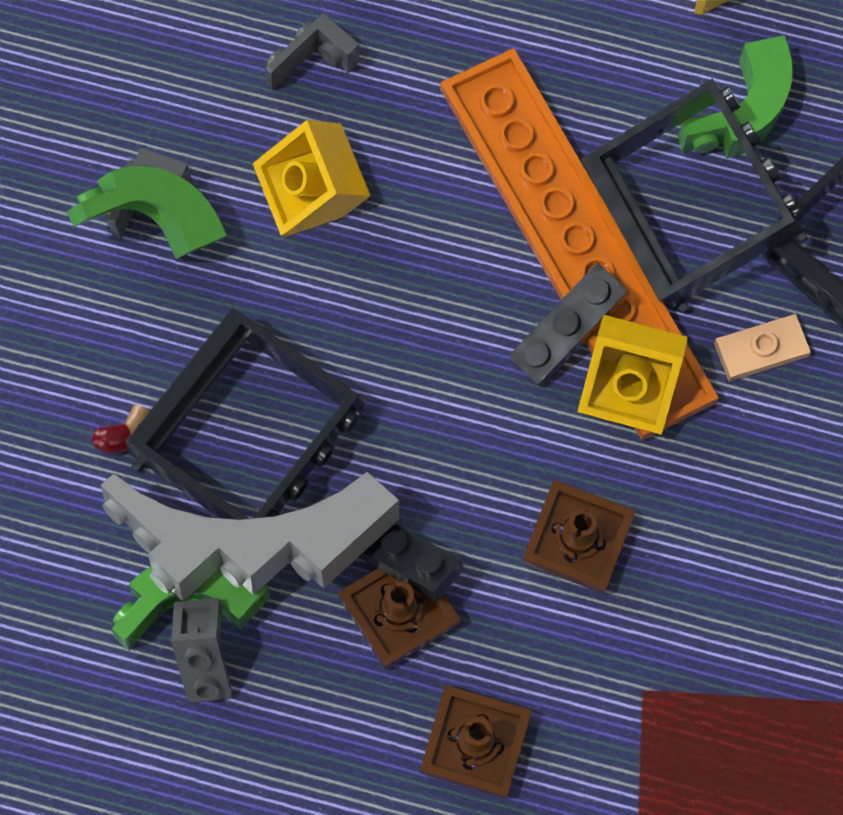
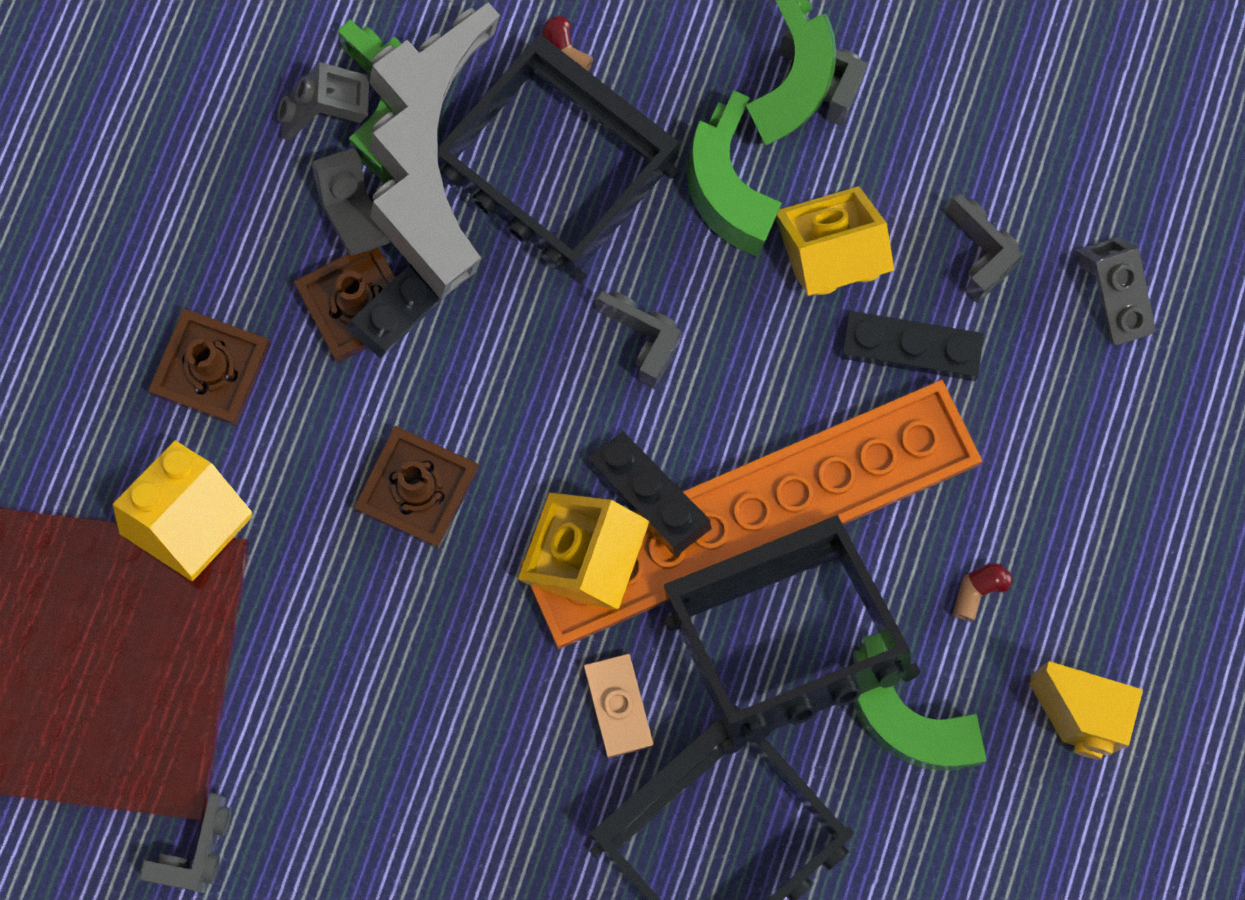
camera: 95 degrees right, 5 degrees up
(262, 283) = (719, 195): none -> bright green arch
(308, 618) = (345, 201): none -> dark grey bracket
(405, 113) = (912, 346): none -> black plate
(435, 329) = (653, 356): none -> dark grey bracket
(622, 52) = (977, 584): none -> arm
(629, 744) = (181, 511): none -> yellow slope

